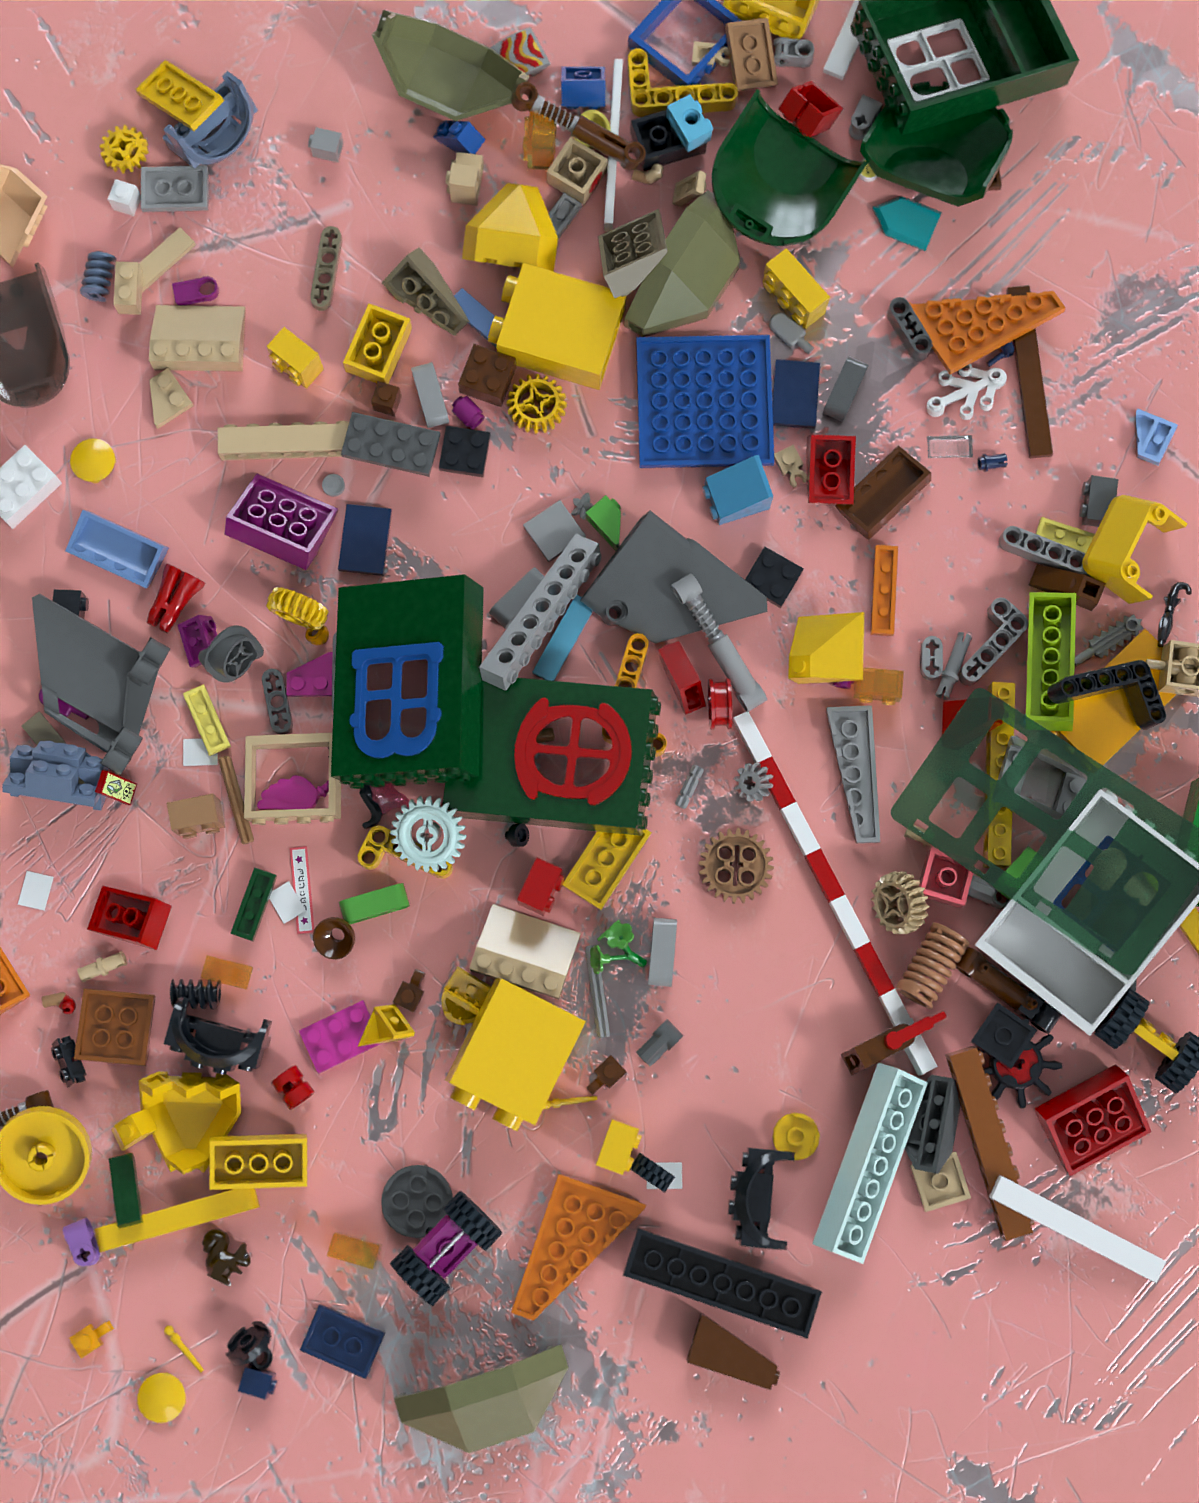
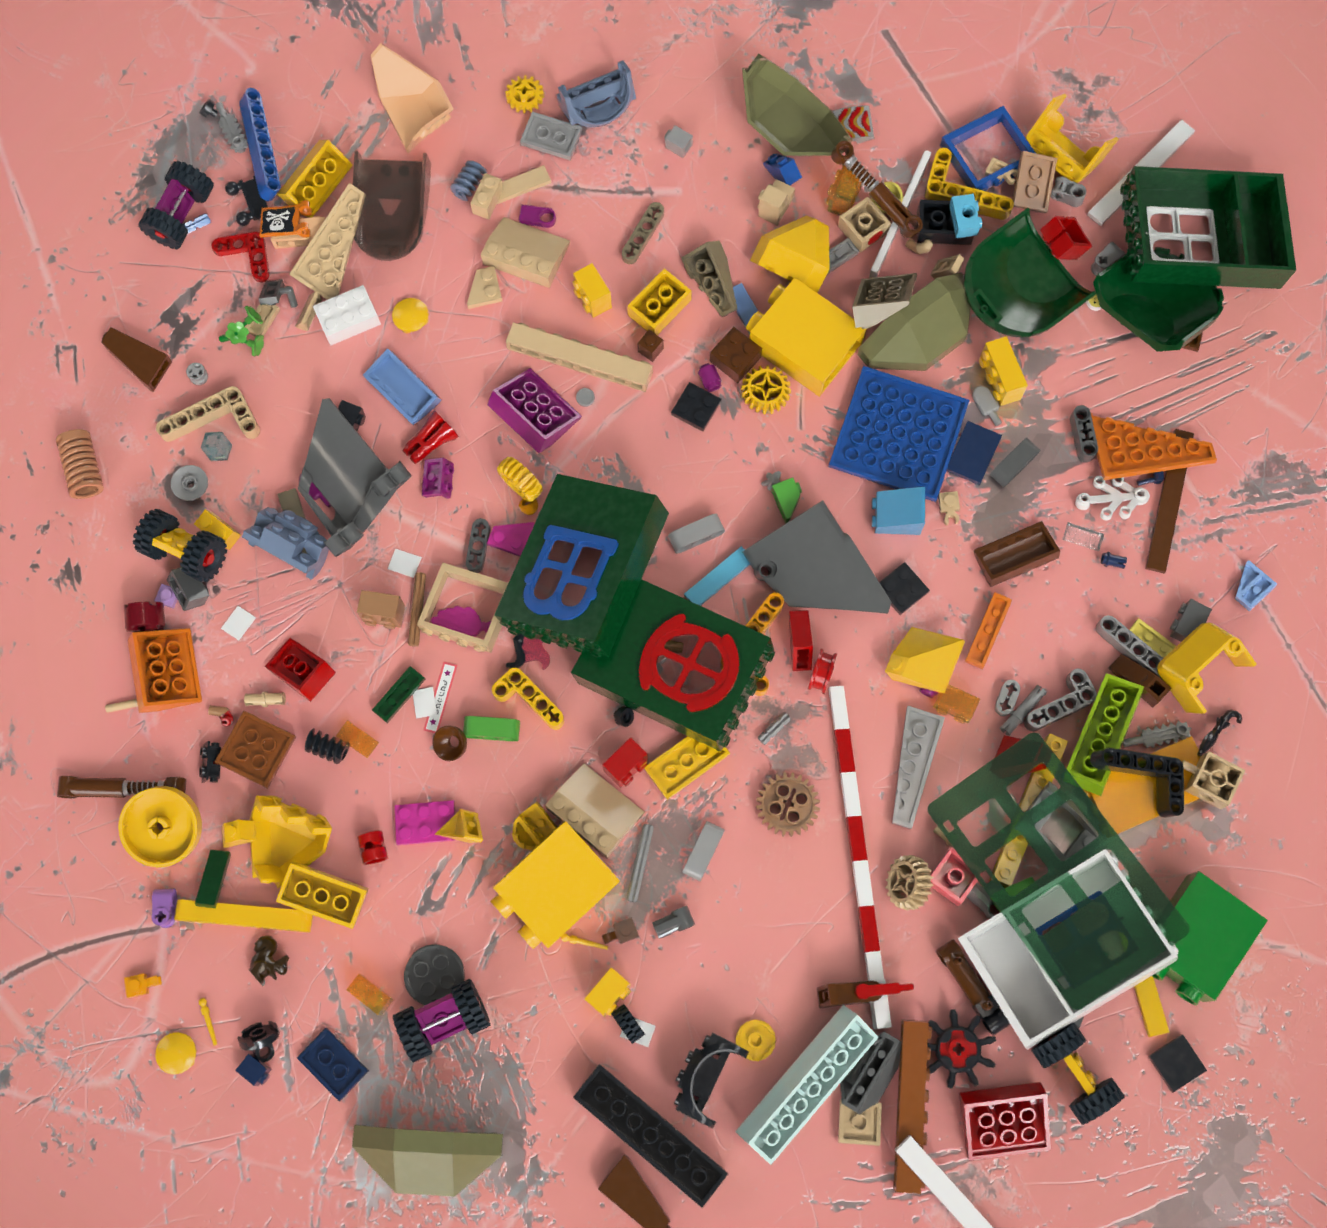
camera: 25 degrees right, 5 degrees down
(116, 787) = (329, 565): tile -> none
(124, 197) = (510, 129): white brick -> none
(179, 95) = (581, 68): yellow plate -> none
(206, 720) = (418, 540): light yellow tile -> none
(215, 1043) = (325, 789): black piece -> none
(231, 653) = (456, 495): dark grey piece -> none
(365, 540) = (593, 447): dark blue tile -> none
(390, 444) = (640, 380): dark grey plate -> none
(409, 993) = (491, 809): reddish brown plate -> none
(428, 812) = (570, 685): light aqua gear -> none
(430, 395) = (685, 354): light grey beam -> none
(540, 612) = (706, 548): light grey brick -> none
(553, 530) = (743, 491): light grey tile -> none
(572, 1235) = (545, 1050): orange wing -> none
(583, 87) = (893, 164): blue slope -> none
(618, 936) = (671, 824): bright green plant -> none
(747, 689) = (848, 667): light grey piece -> none
(756, 774) = (831, 737): light grey gear -> none
(830, 469) = (980, 519): red slope -> none
(907, 221) = (1113, 351): teal tile -> none
(909, 985) = (942, 935): nougat piece -> none
(1003, 1036) = (954, 1022): black plate -> none

